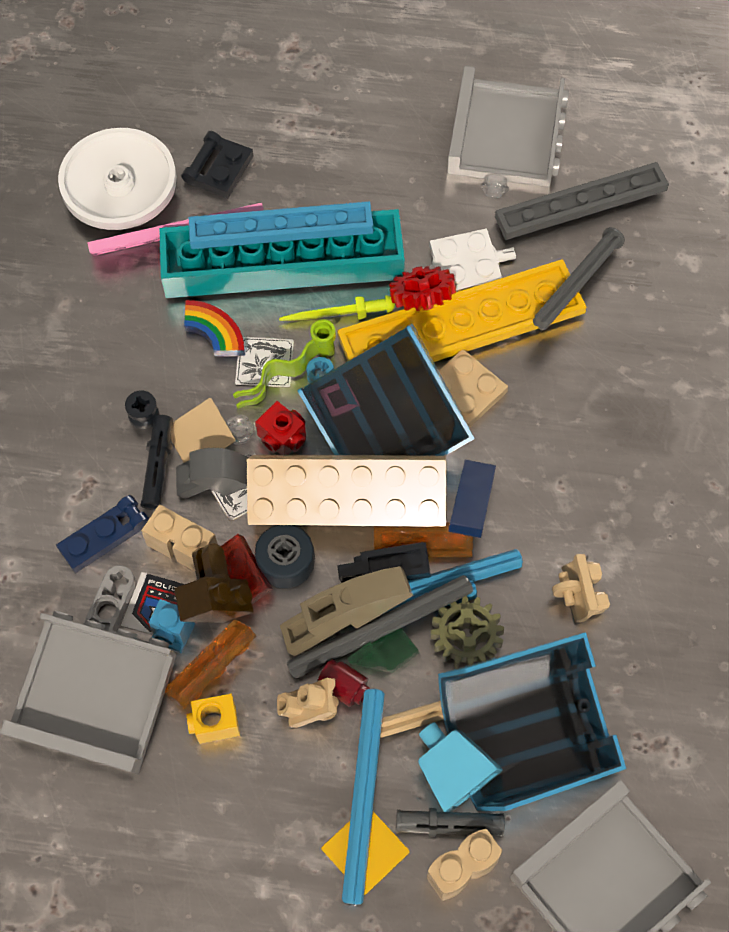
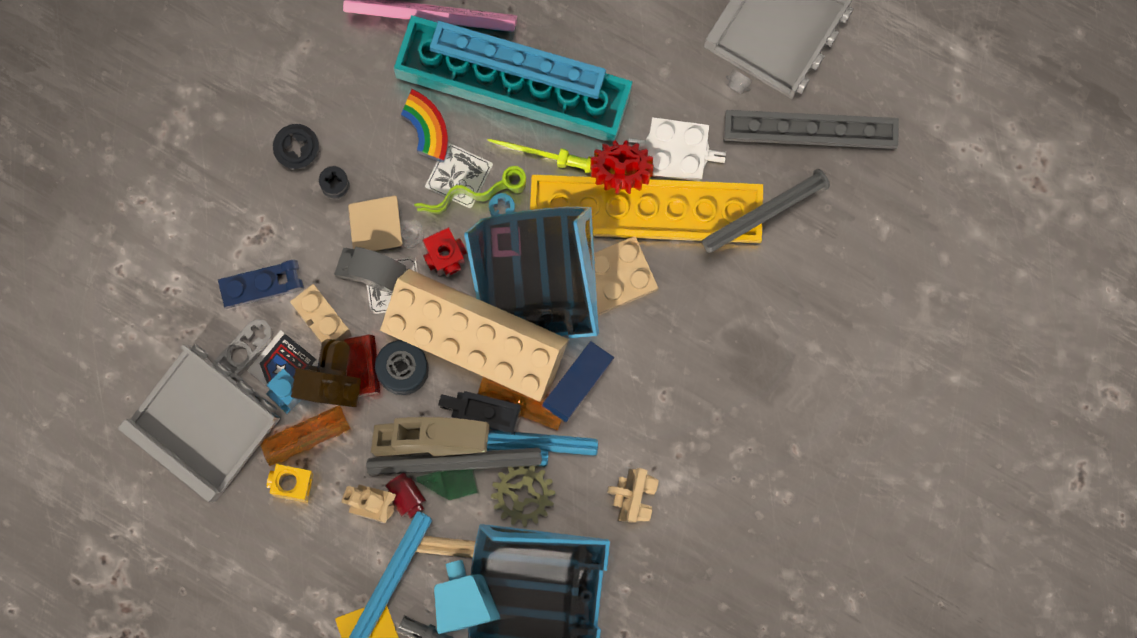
camera: 20 degrees right, 15 degrees up
(93, 381) = (283, 141): none -> black gear
(161, 429) = (345, 206): black pin -> none

